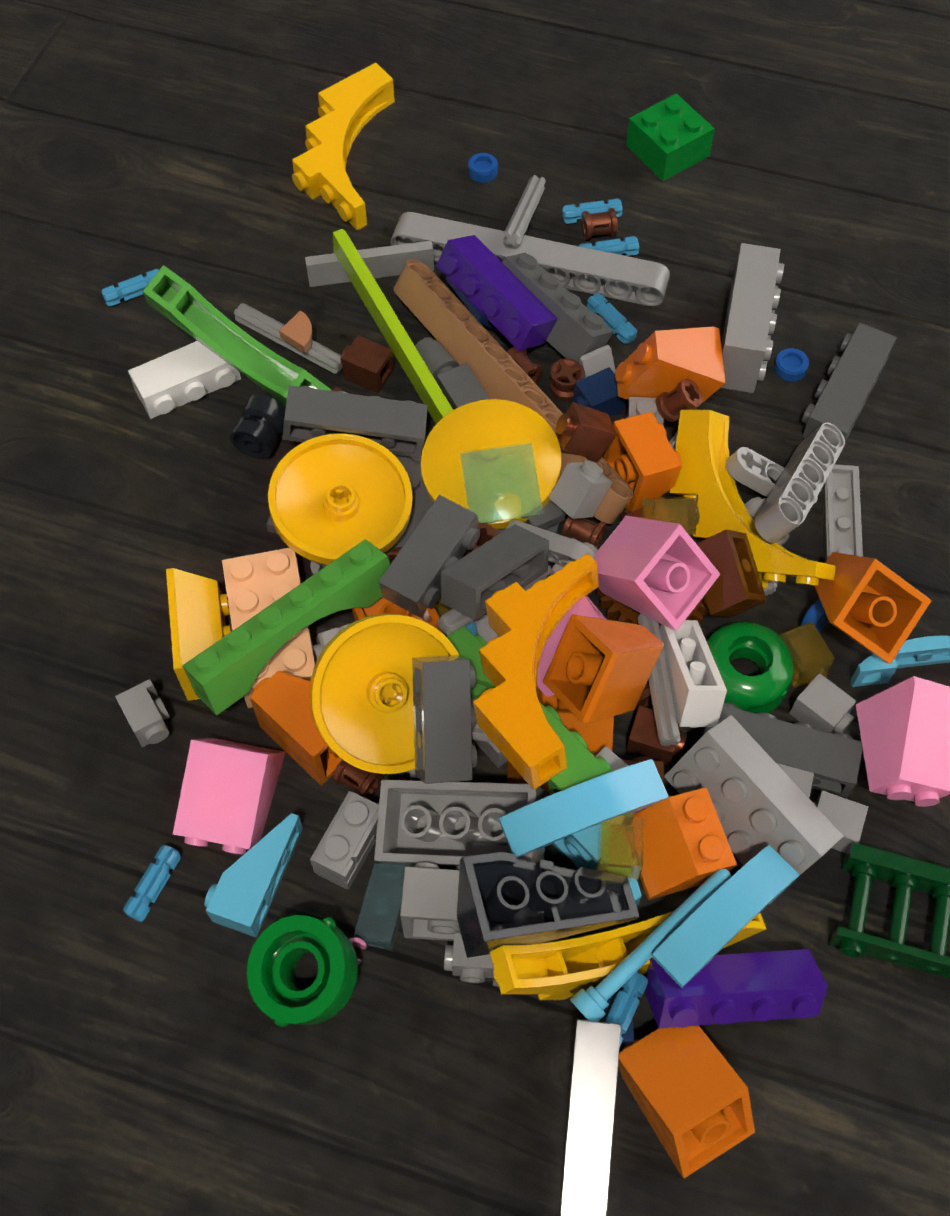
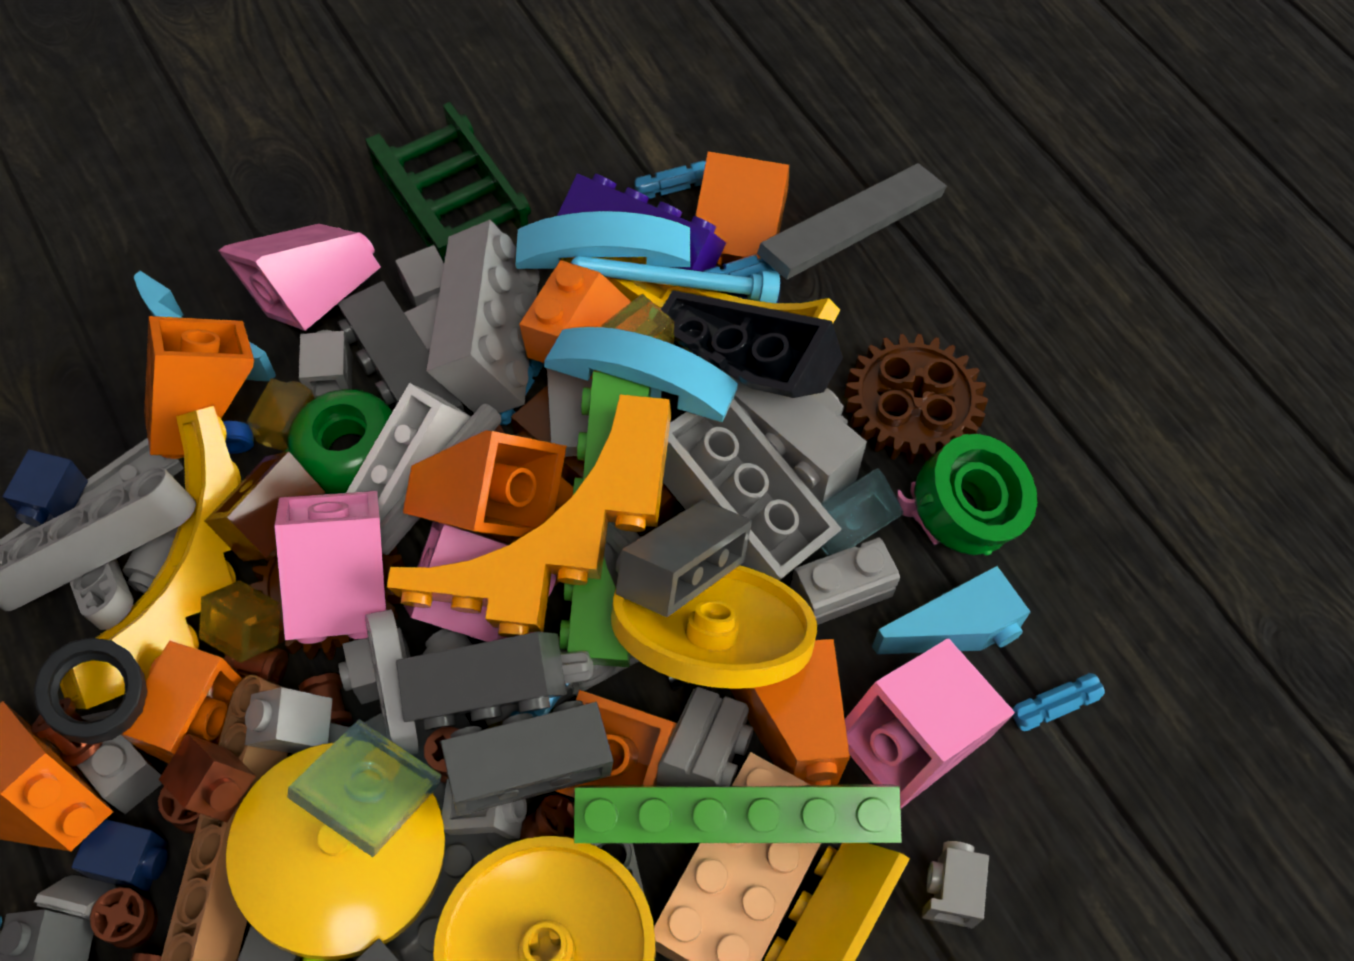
camera: 140 degrees left, 0 degrees up
(434, 1068) = (914, 397): none -> reddish brown gear
(671, 381) = (68, 657): none -> black tyre
(775, 1090) = (671, 180): none -> dark azure axle
(865, 497) = (44, 488): none -> dark blue brick

